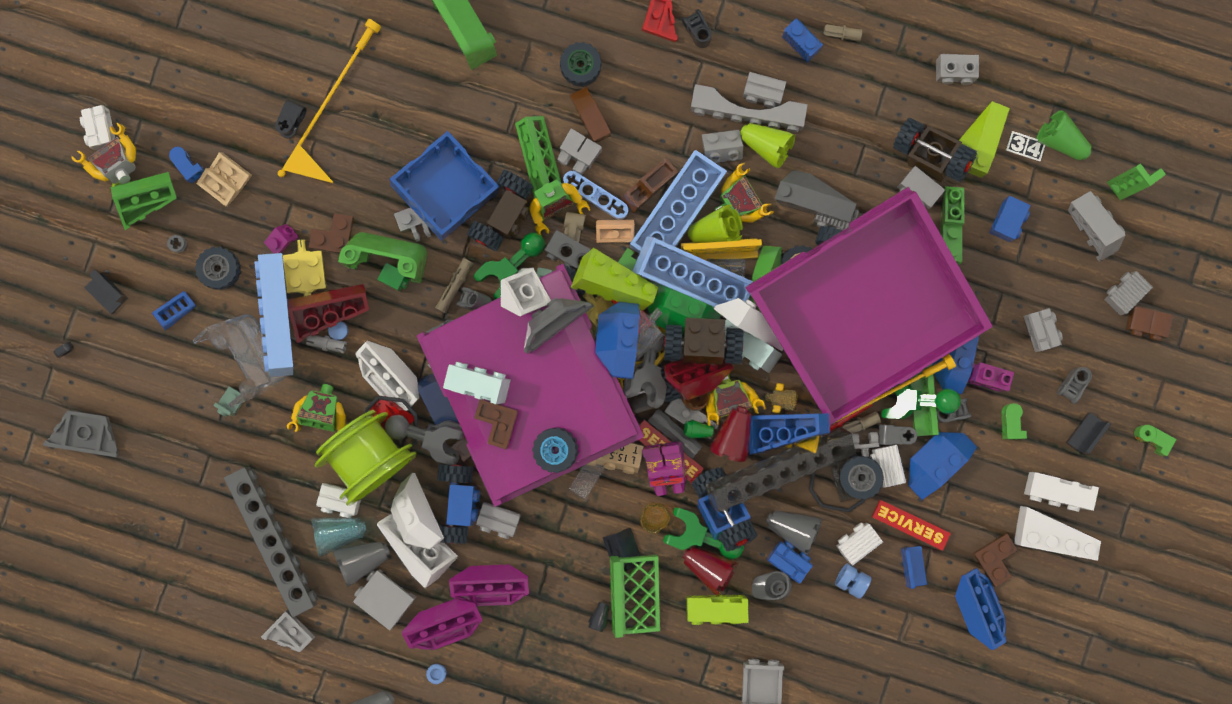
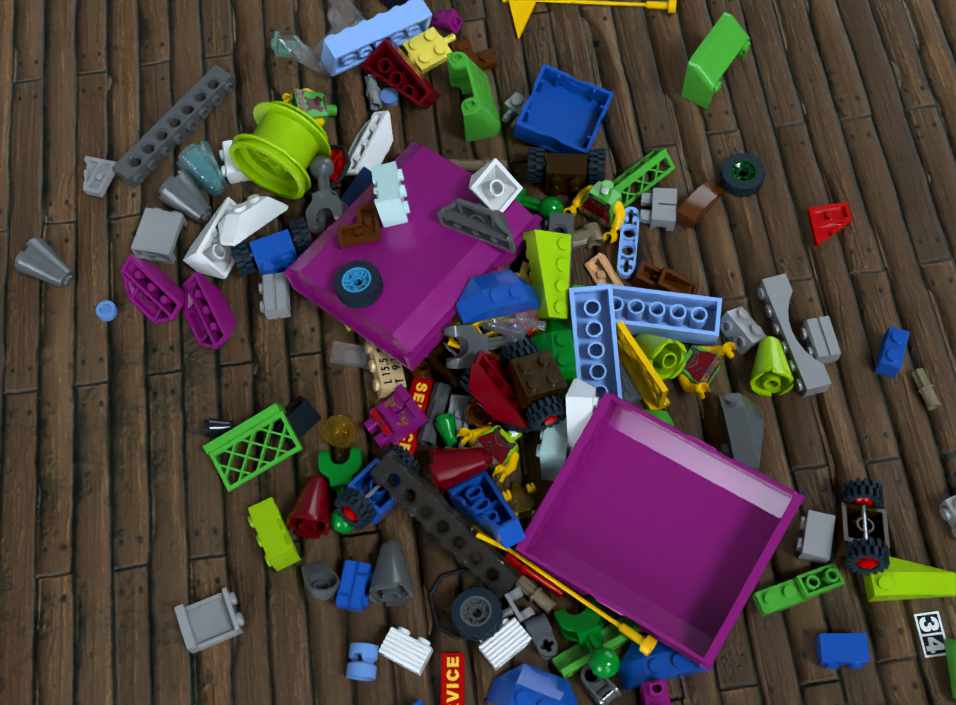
camera: 70 degrees right, 20 degrees down
(391, 277) = (455, 115): green brick -> none
(695, 26) = (841, 254): black piece -> none

